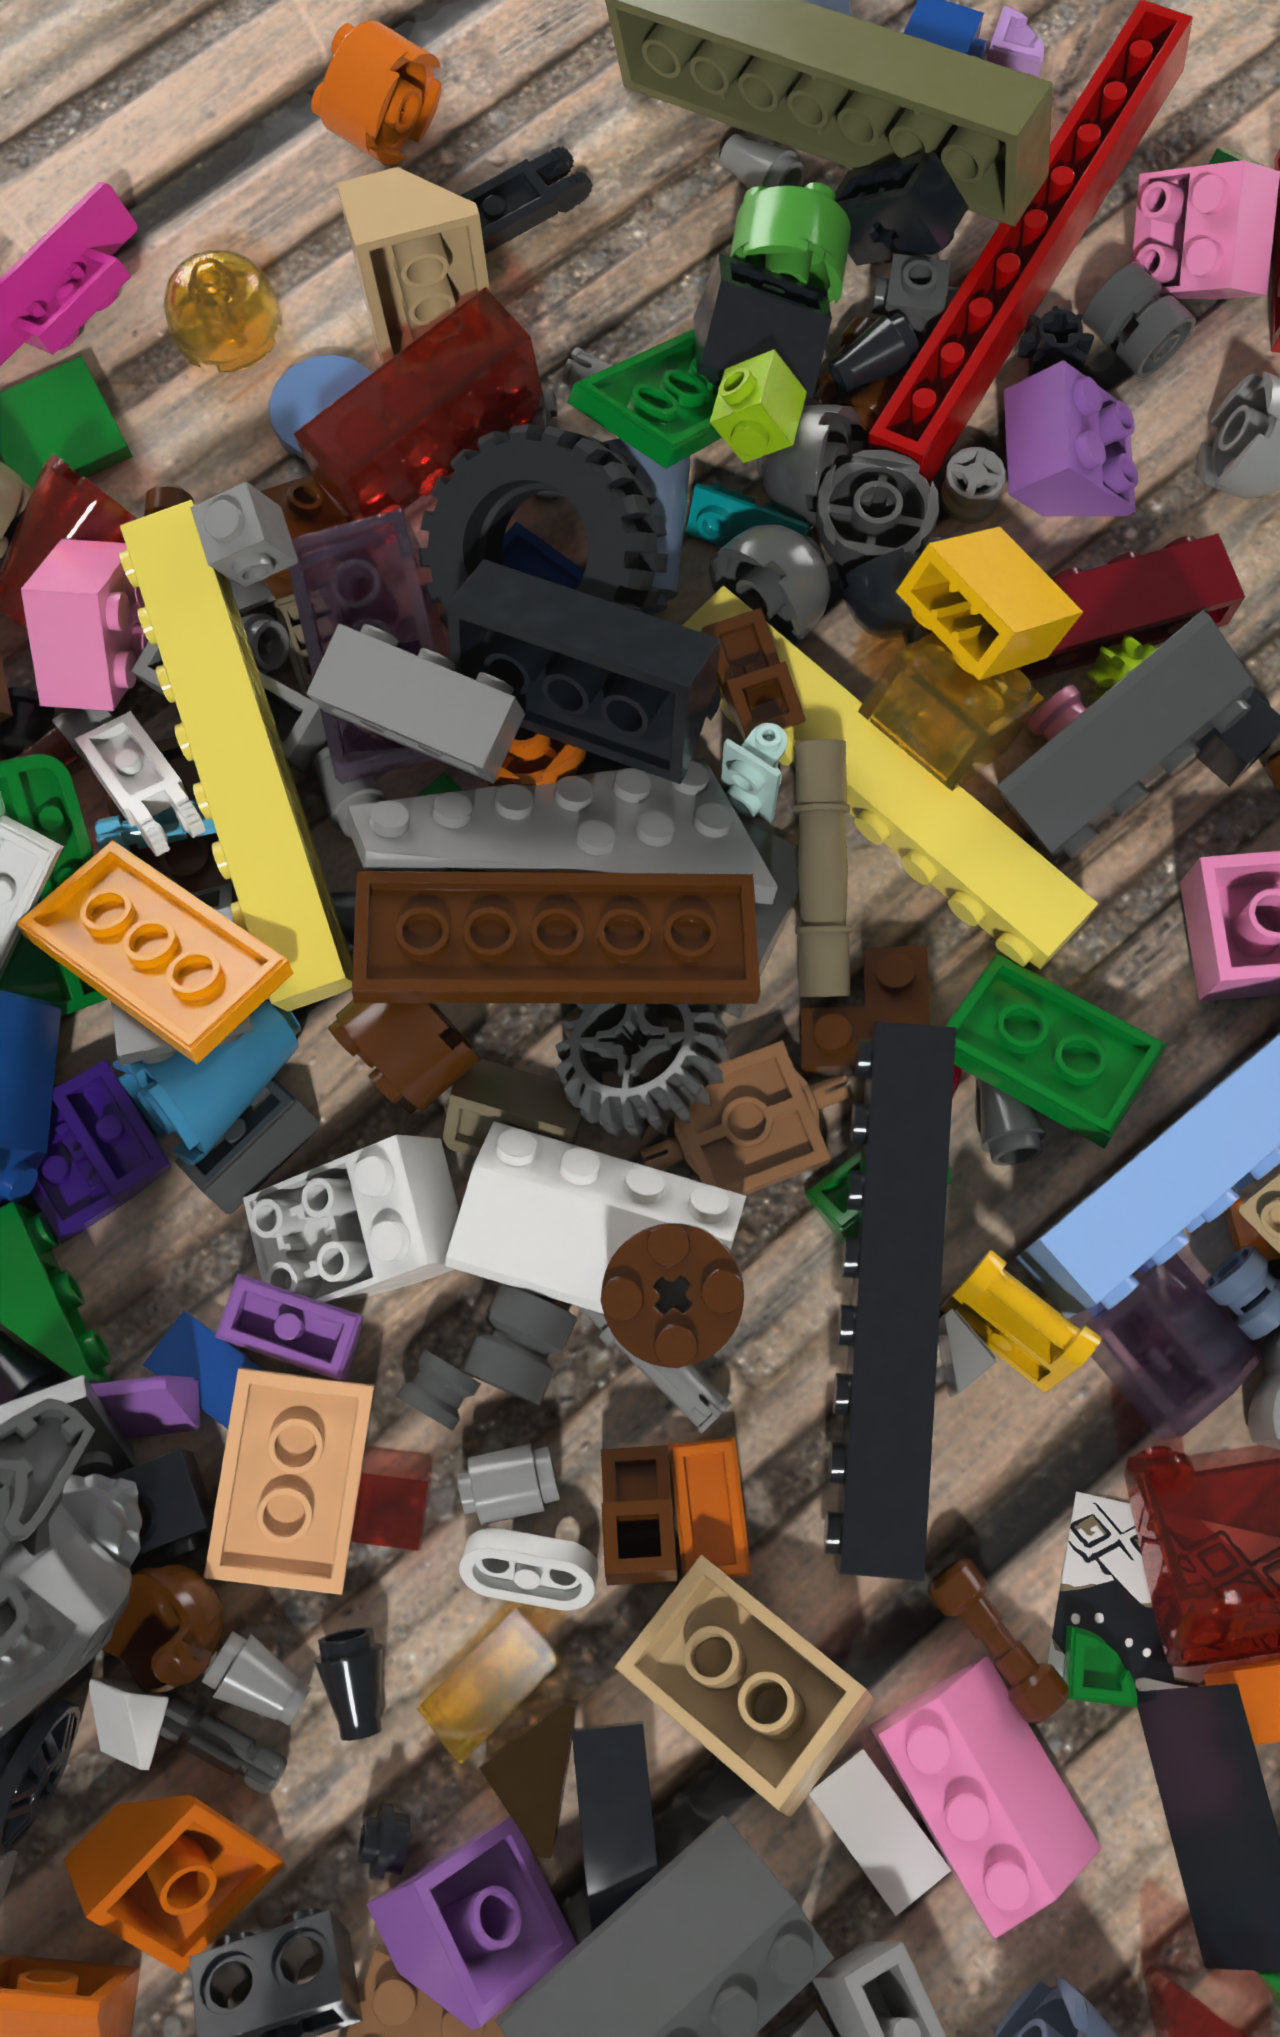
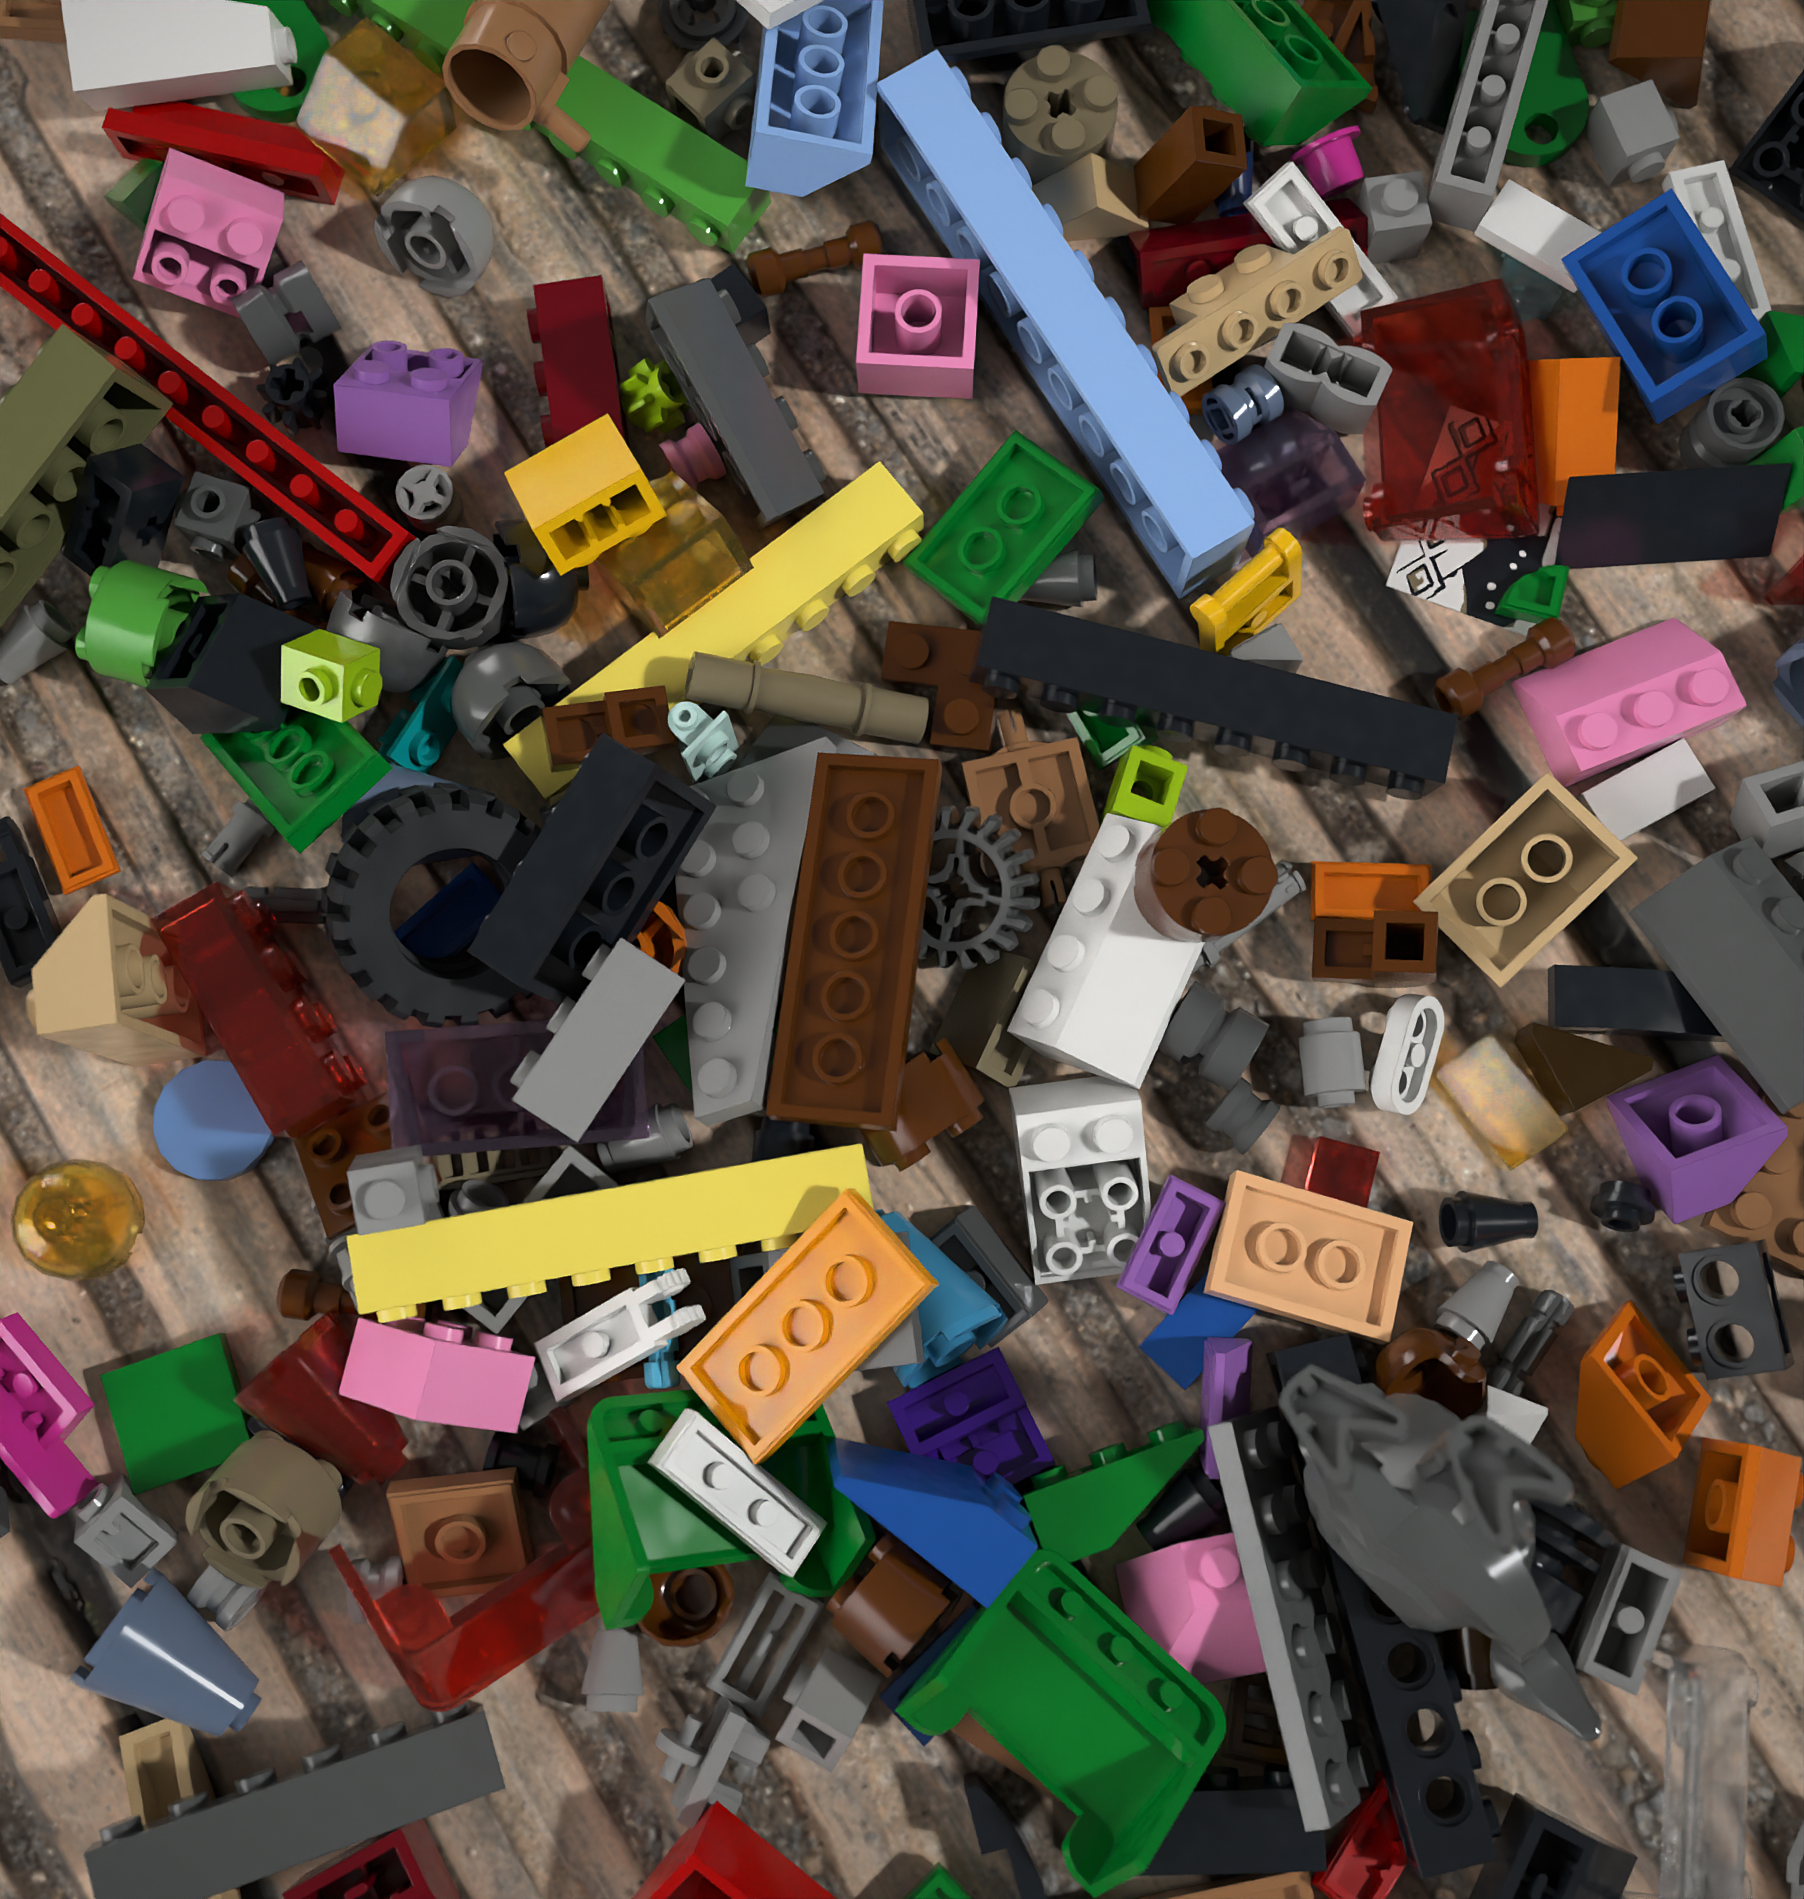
camera: 80 degrees left, 5 degrees up
(588, 239) = (72, 830): none -> orange tile
(810, 1242) = (1156, 775): none -> lime brick

